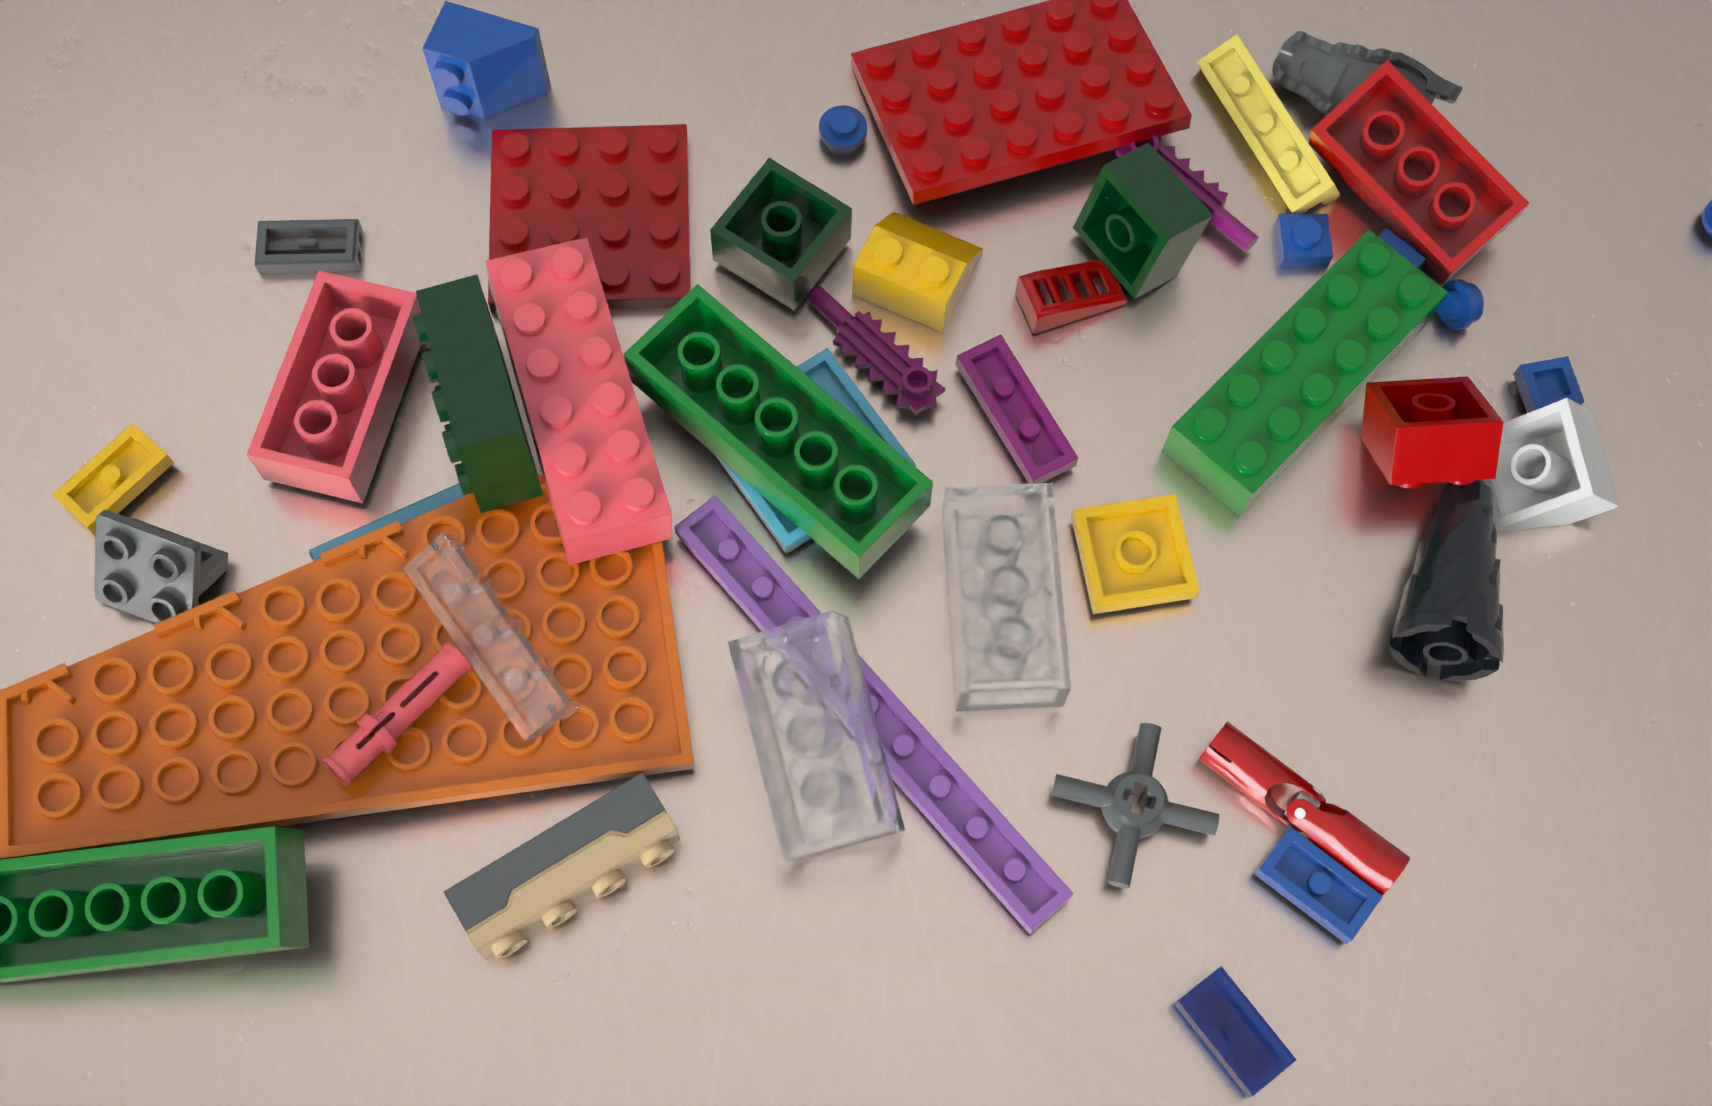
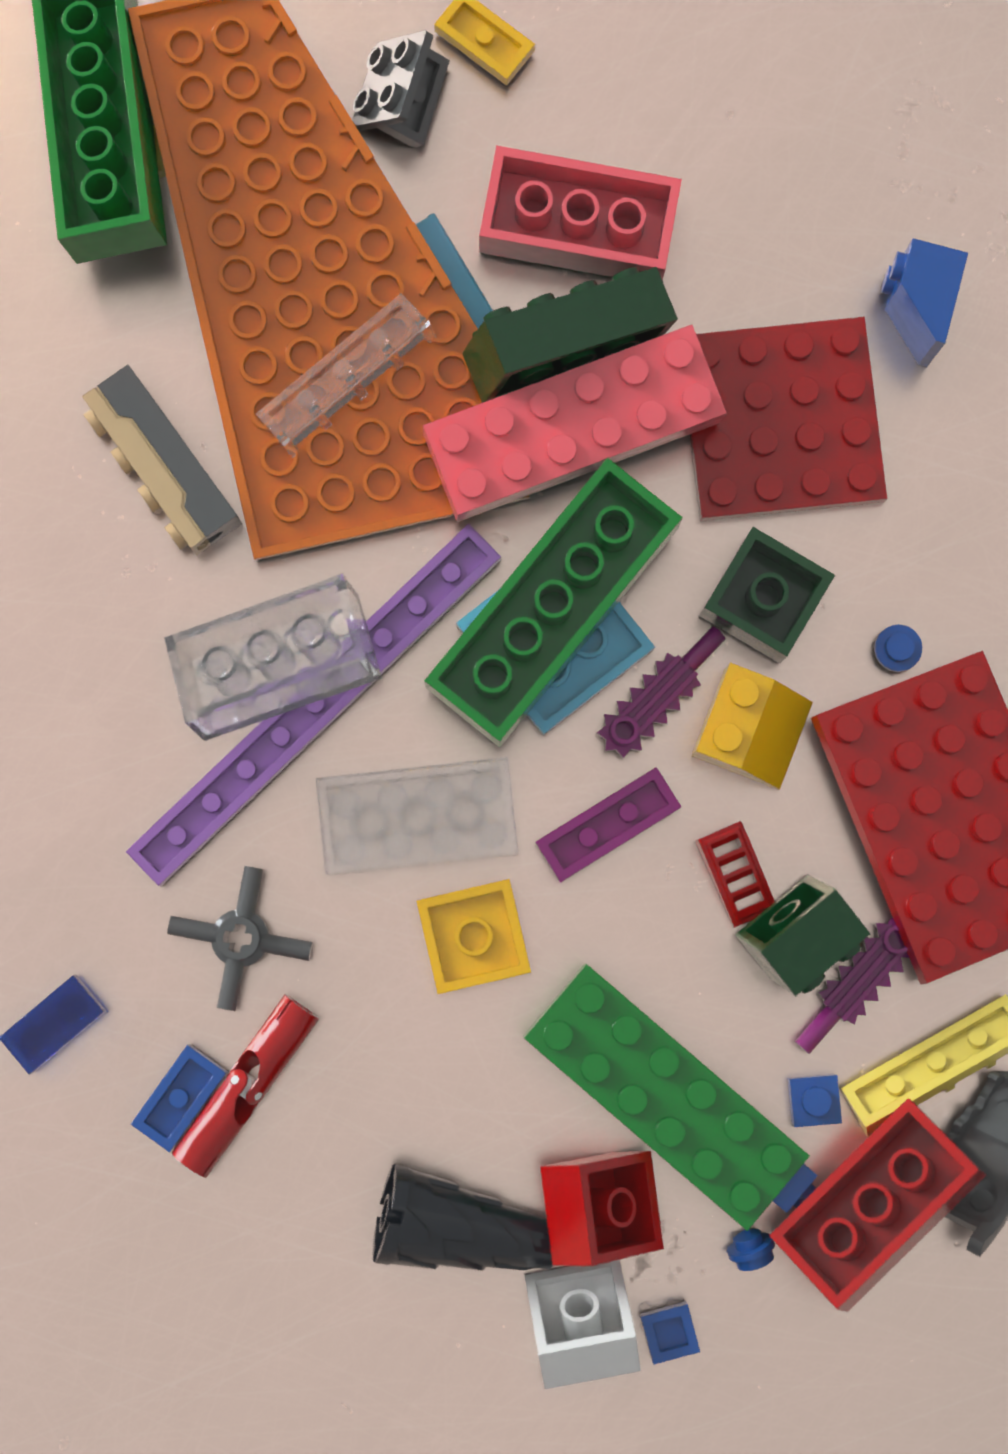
camera: 85 degrees right, 15 degrees up
(307, 253) = (734, 205): dark grey tile -> none
(358, 753) = (225, 270): coral pin -> none

